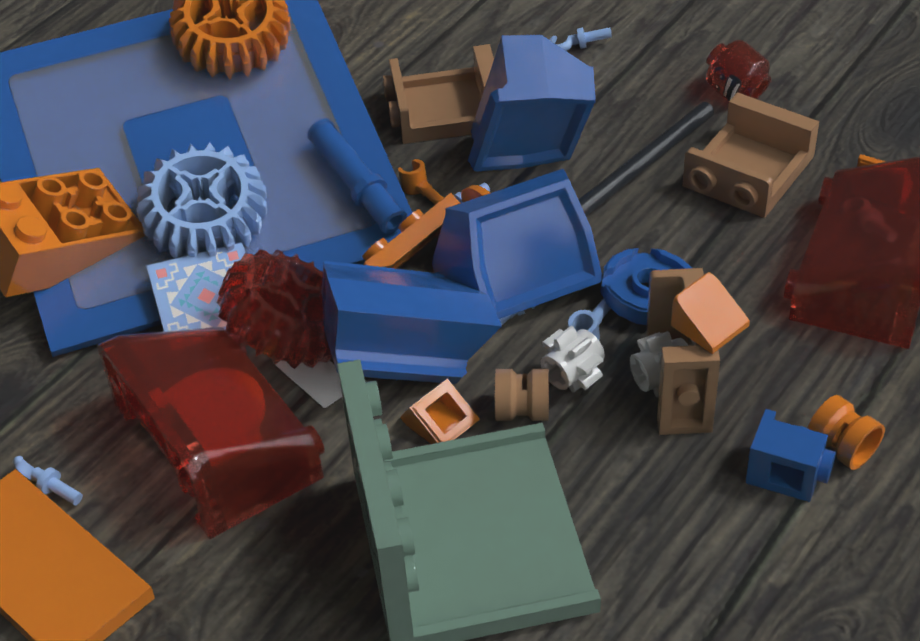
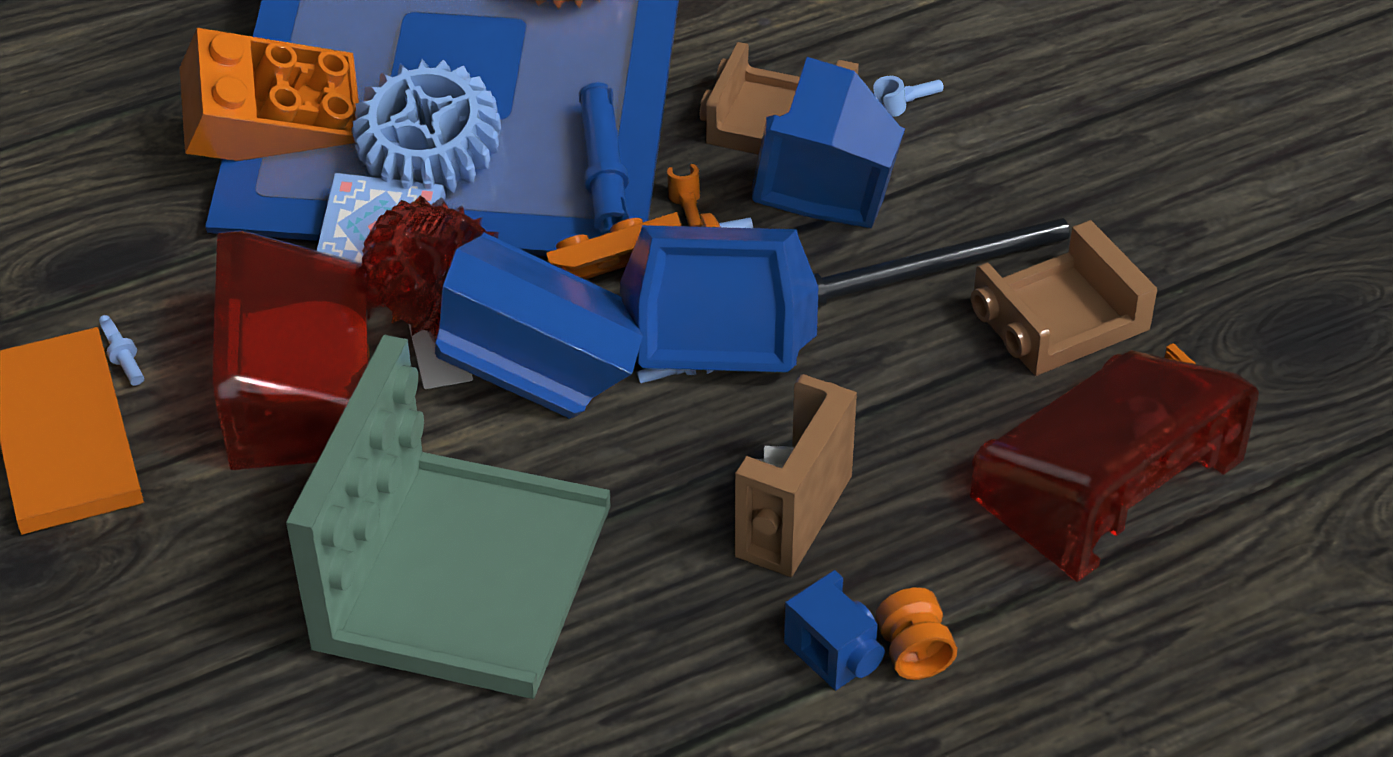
camera: 25 degrees right, 0 degrees up
(440, 414) = (526, 441): orange slope -> none
(522, 394) = (614, 454): medium nougat wheel -> none
(573, 359) = (690, 439): white gear -> none
(583, 37) = (986, 94): light blue hand -> none
(589, 320) = (740, 412): light blue hand -> none
(623, 279) = (875, 390): blue tile -> none
(708, 314) = (811, 439): orange slope -> none
(737, 69) = (1125, 198): clear red head -> none

